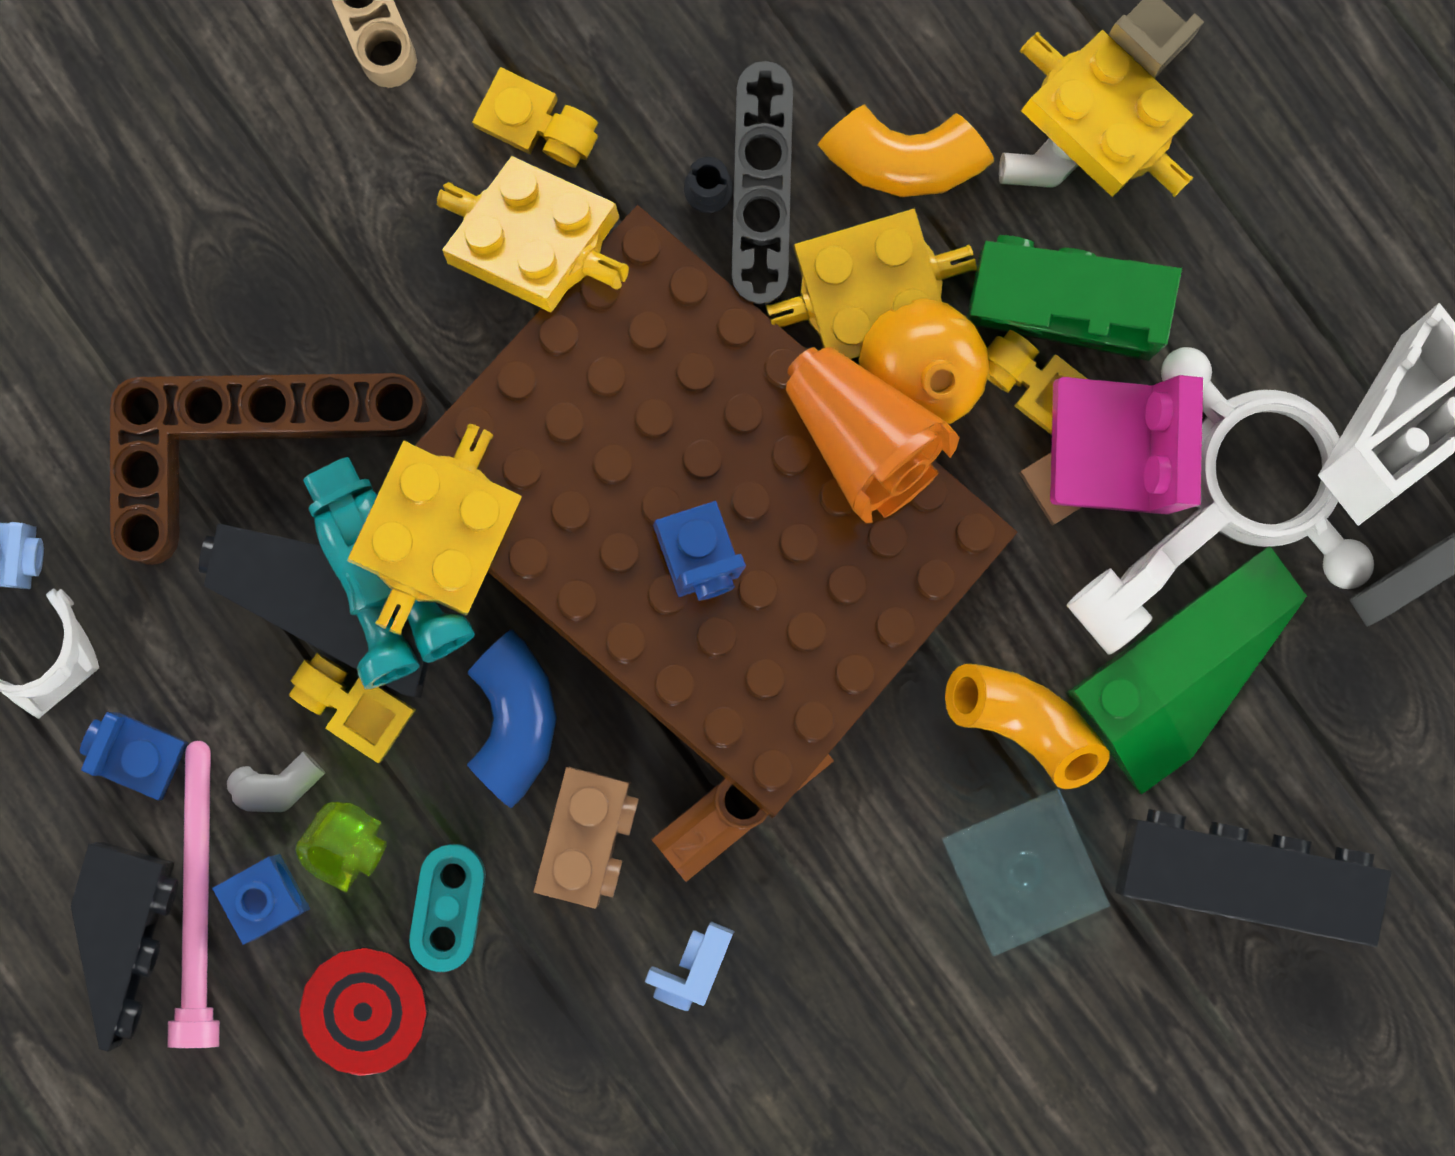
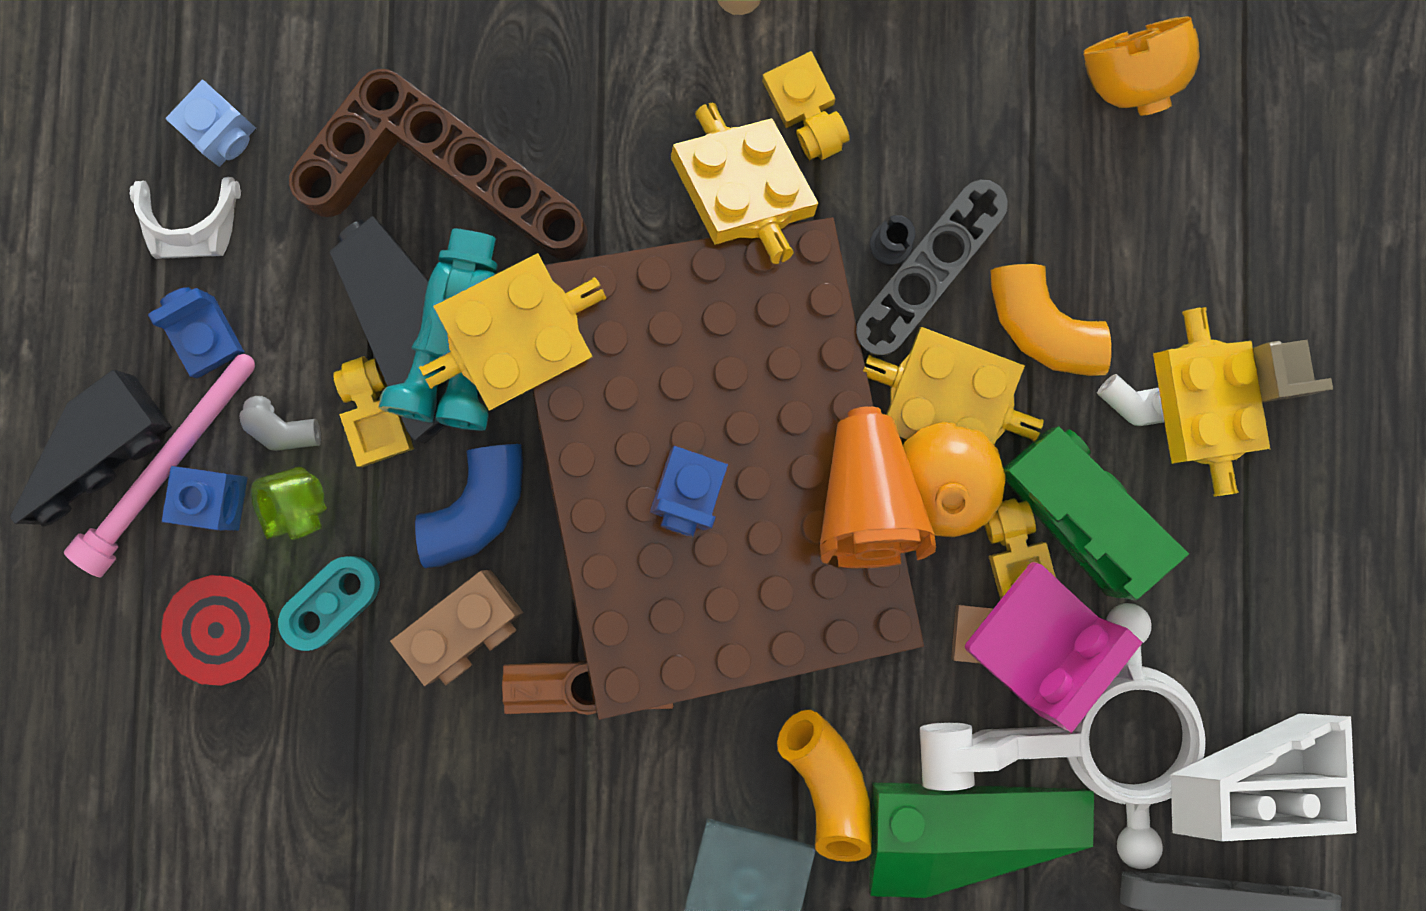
camera: 40 degrees right, 0 degrees up
(703, 958) = (476, 777): light blue bracket -> none

